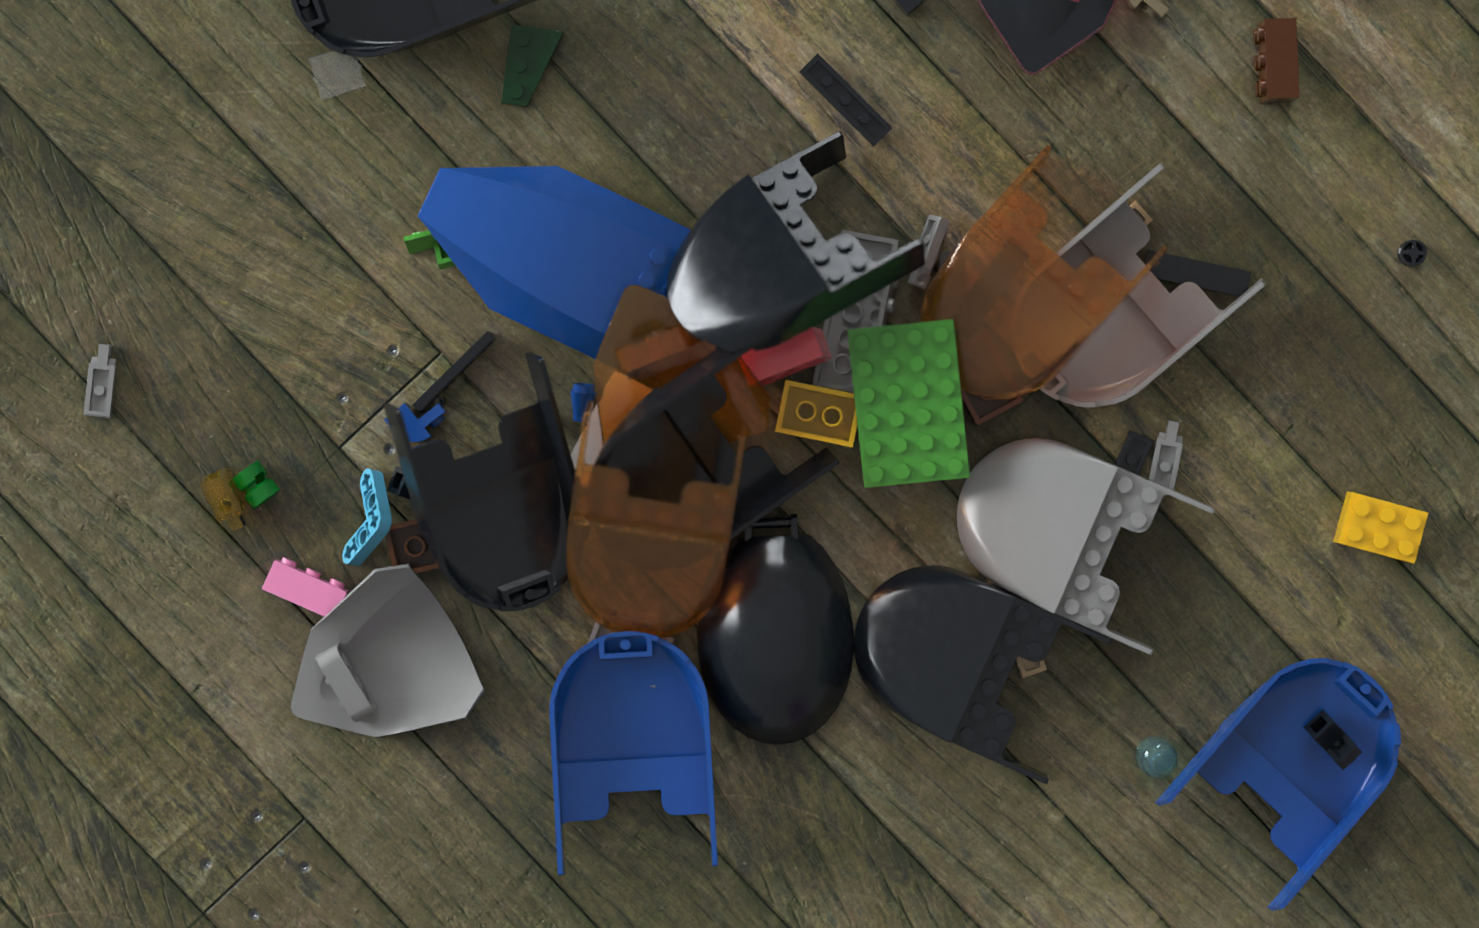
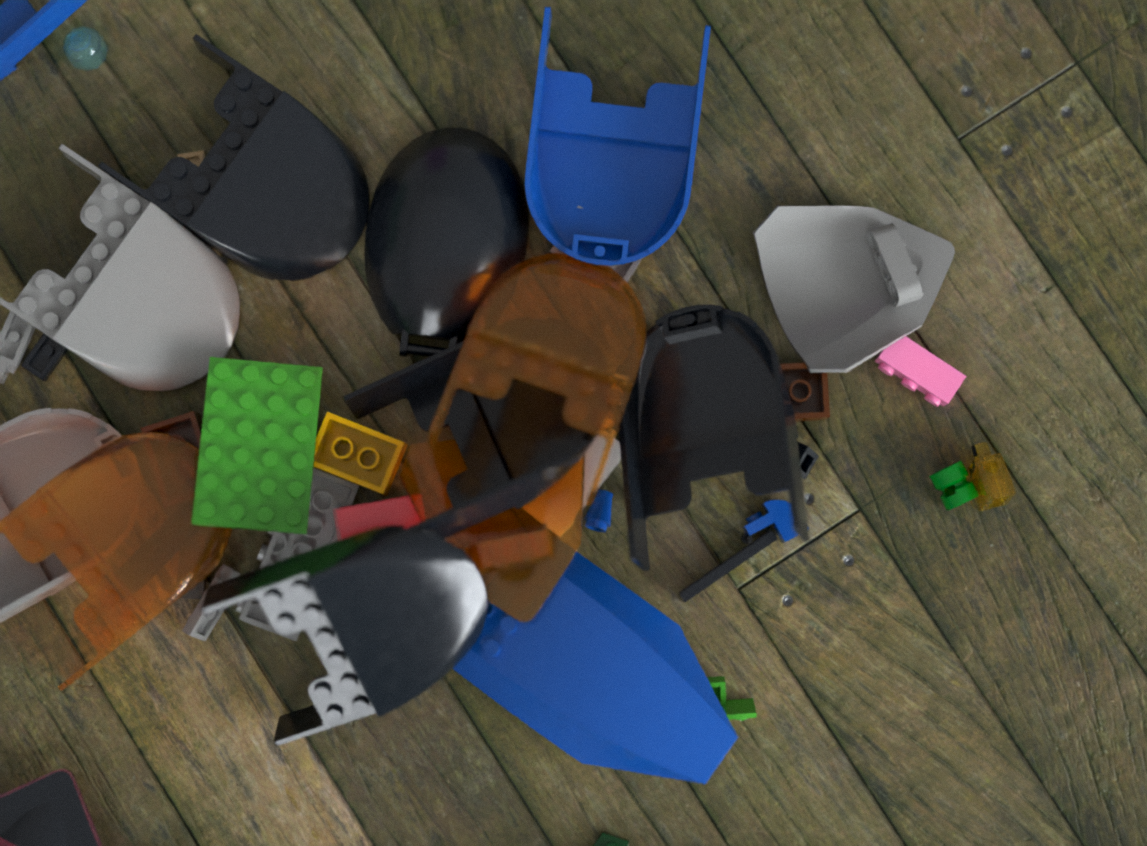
camera: 165 degrees left, 5 degrees down
(101, 383) = (1099, 620): light grey hinge -> none
(377, 519) = (833, 428): medium azure beam -> none
(845, 99) = (267, 777): black plate -> none

